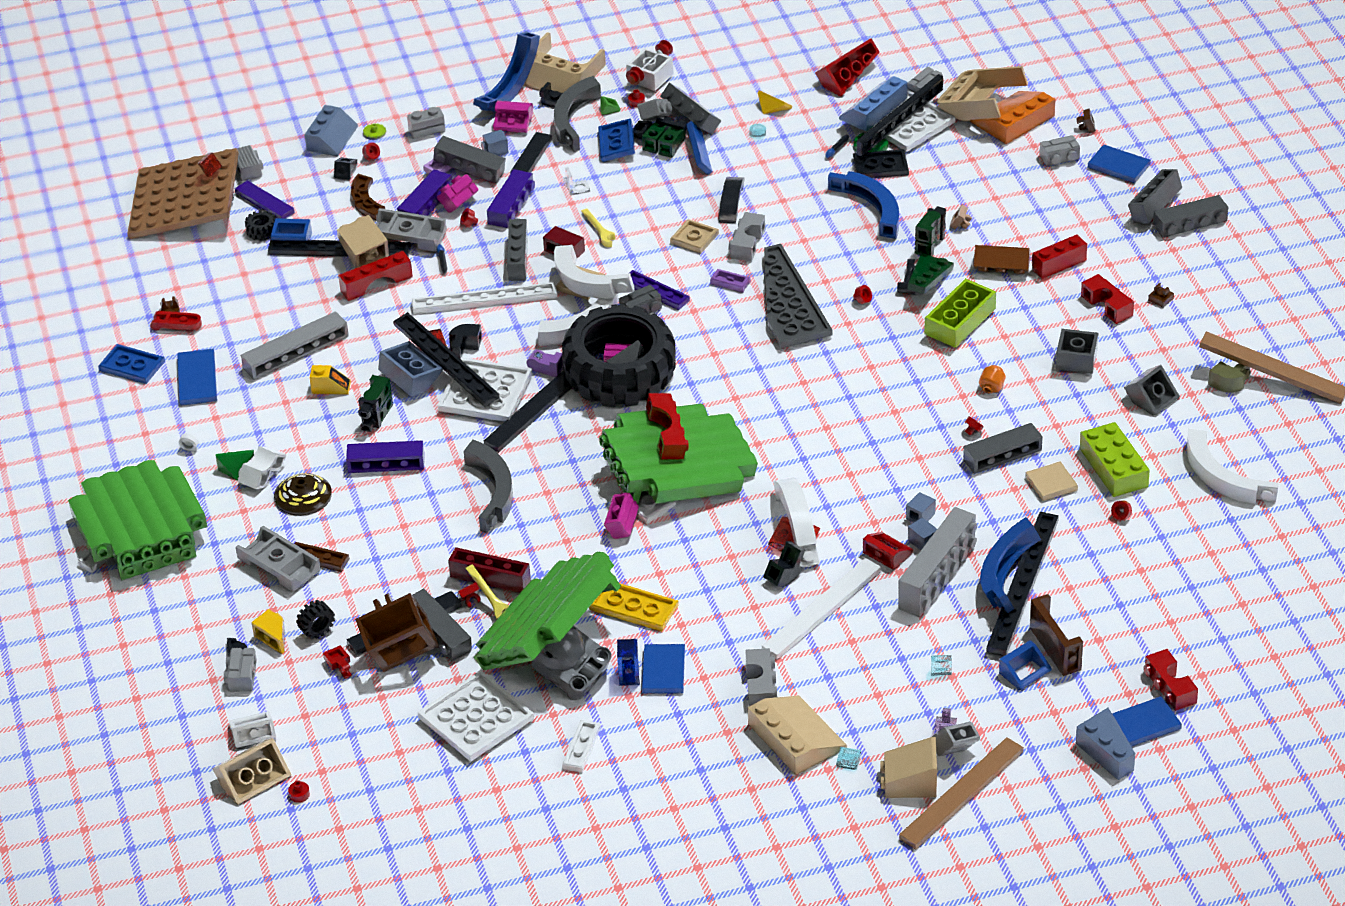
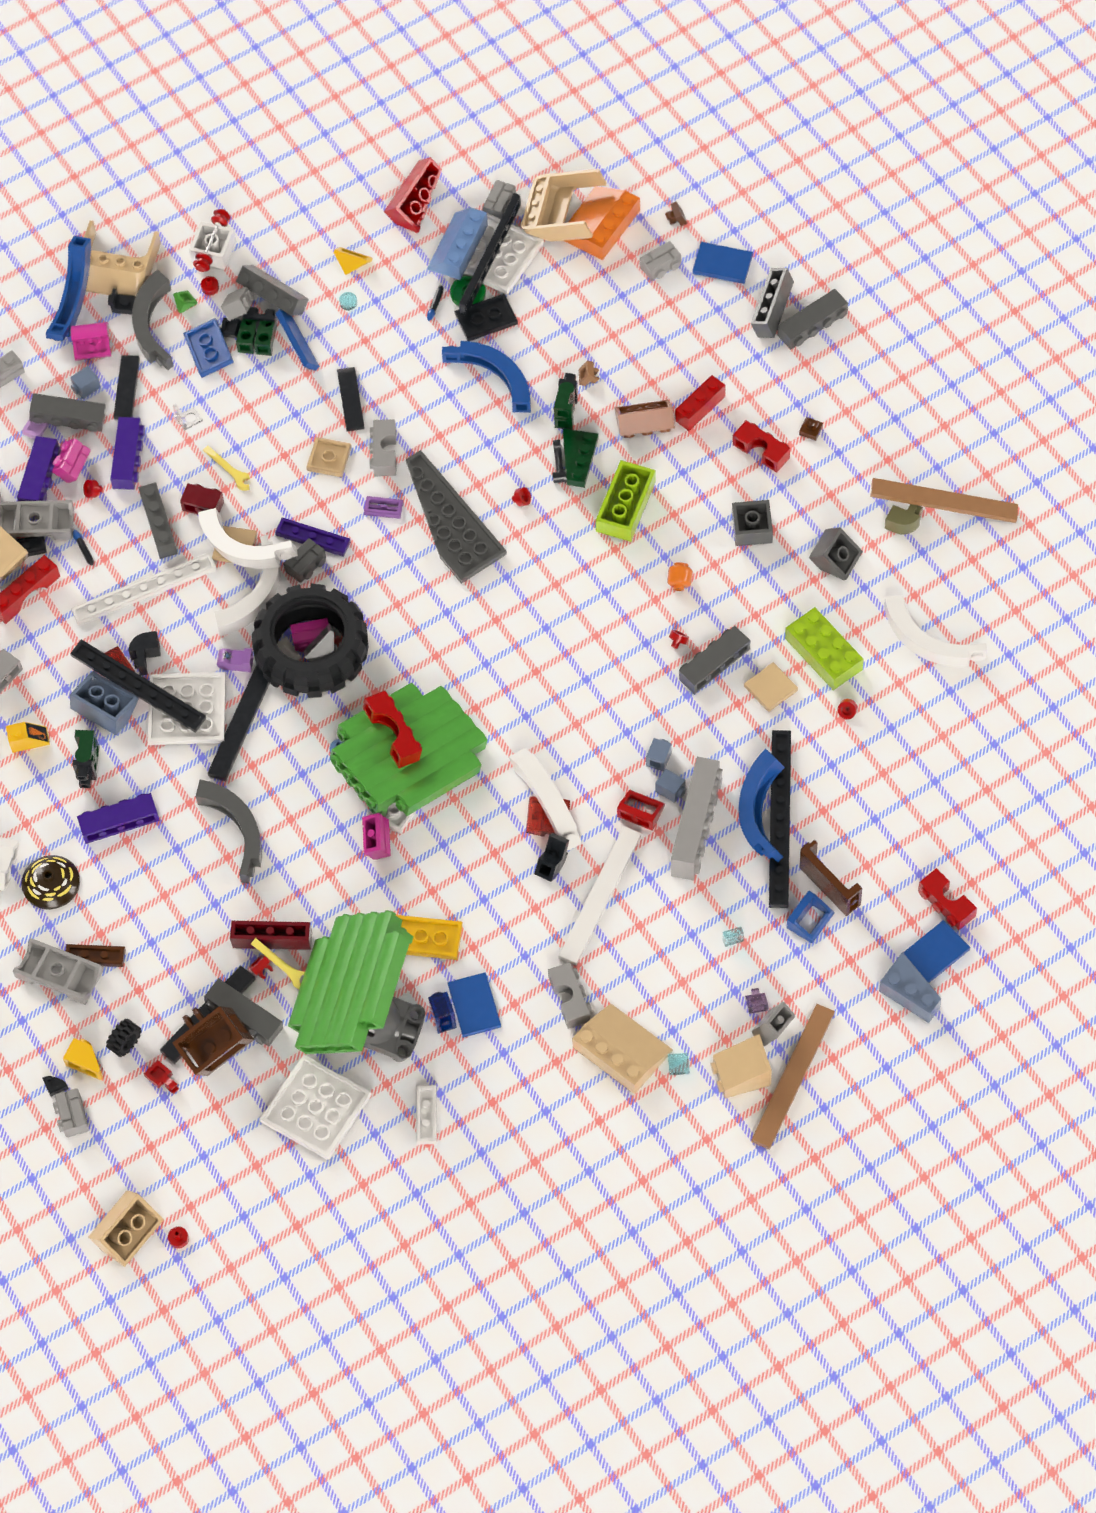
camera: 15 degrees left, 20 degrees up
(252, 729) = (110, 1182): white tile -> none

